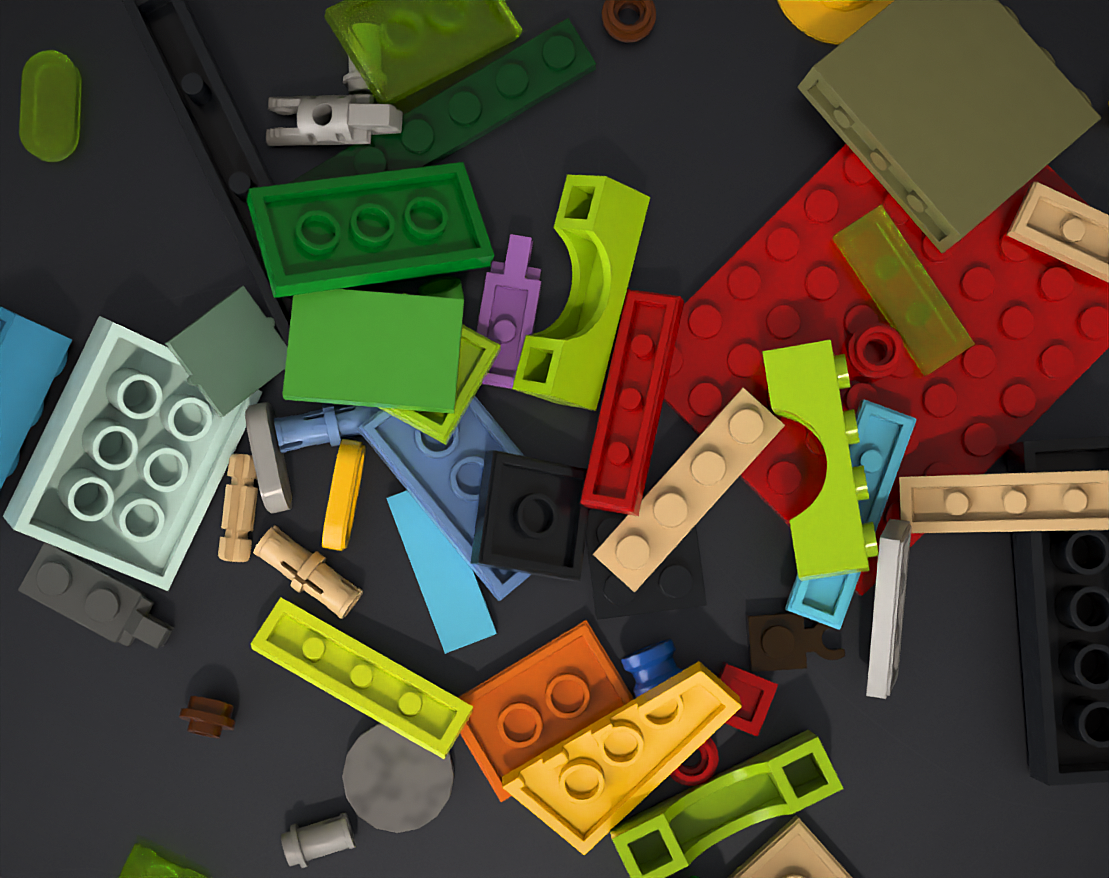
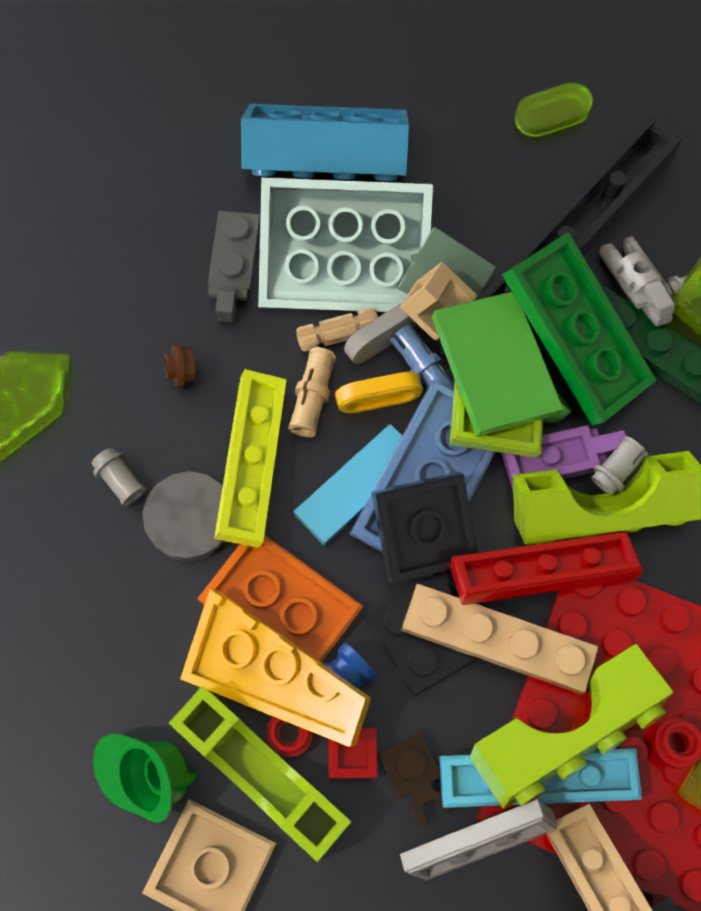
camera: 65 degrees right, 15 degrees down
(256, 380) = (435, 291): none -> tan panel
(552, 263) = (619, 466): none -> light grey pin

